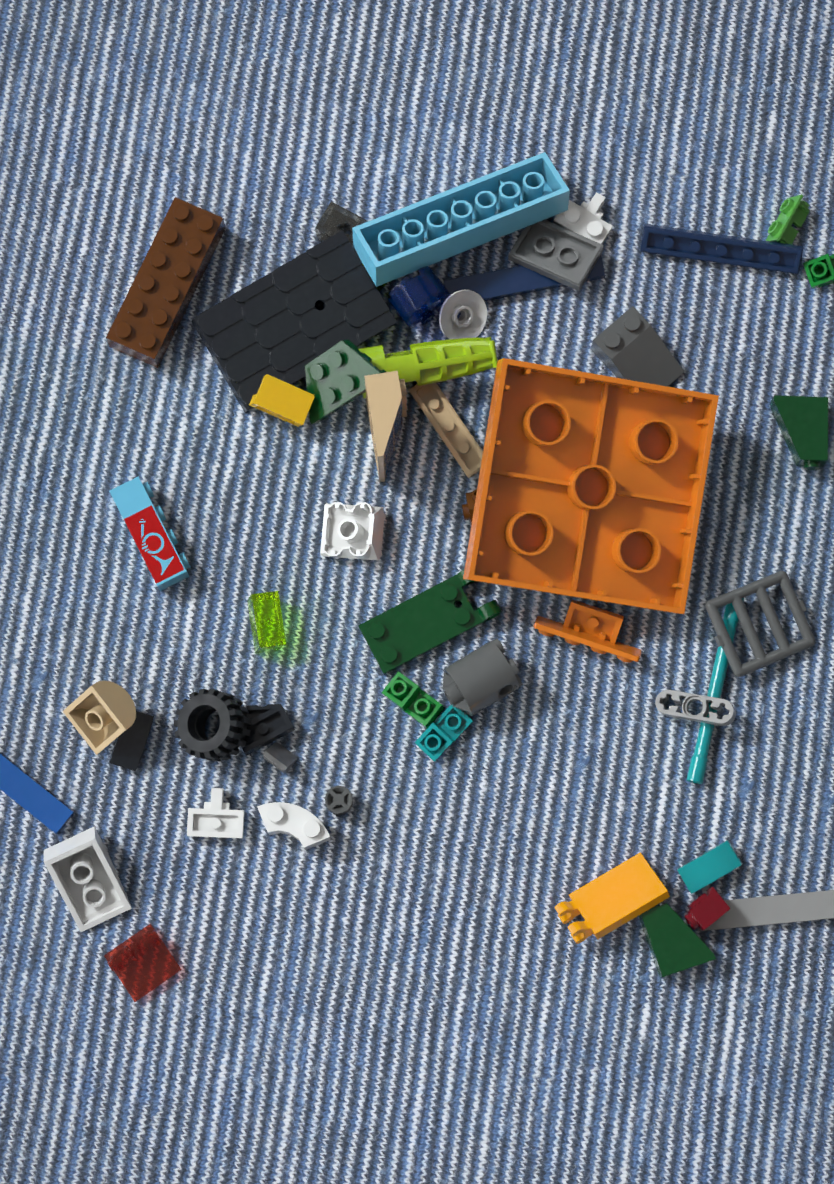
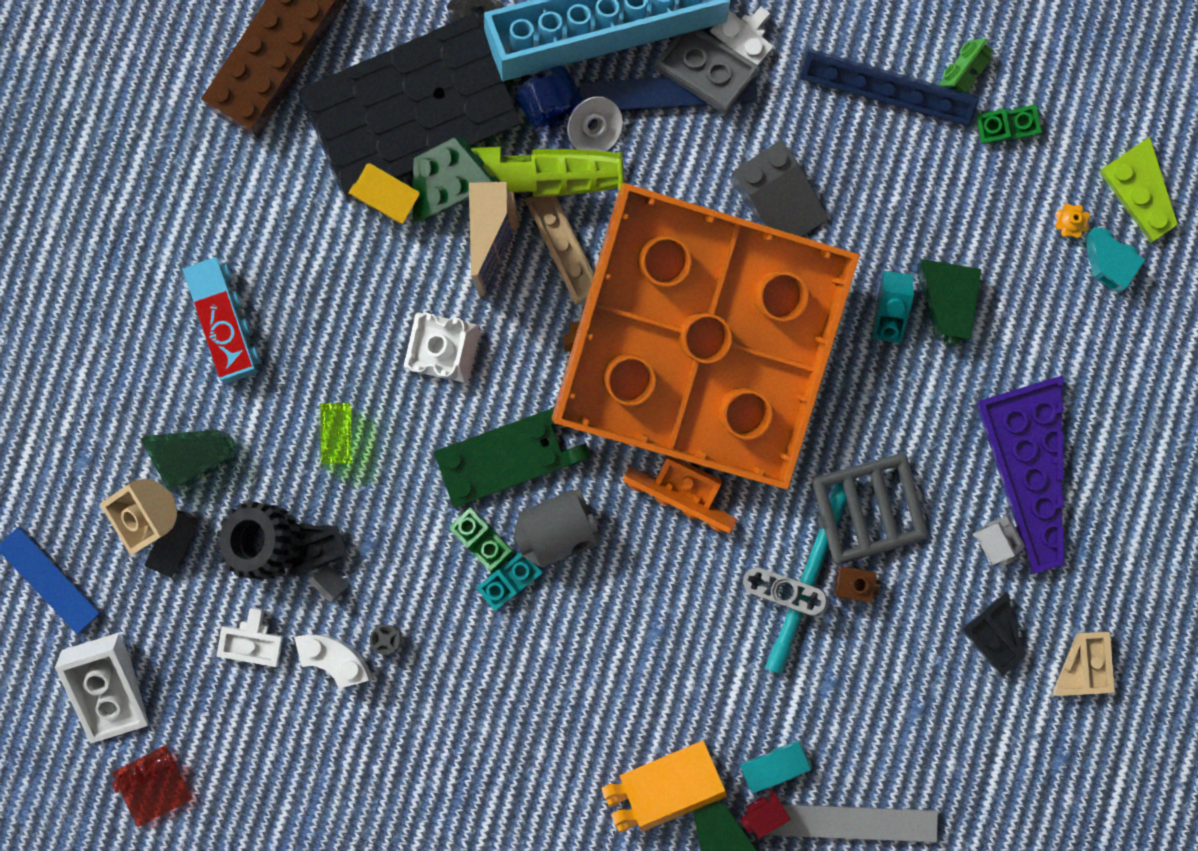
camera: 10 degrees right, 5 degrees up
(137, 657) = (189, 455): none -> clear green slope
(753, 442) = (893, 306): none -> teal slope
(757, 693) = (856, 584): none -> reddish brown brick

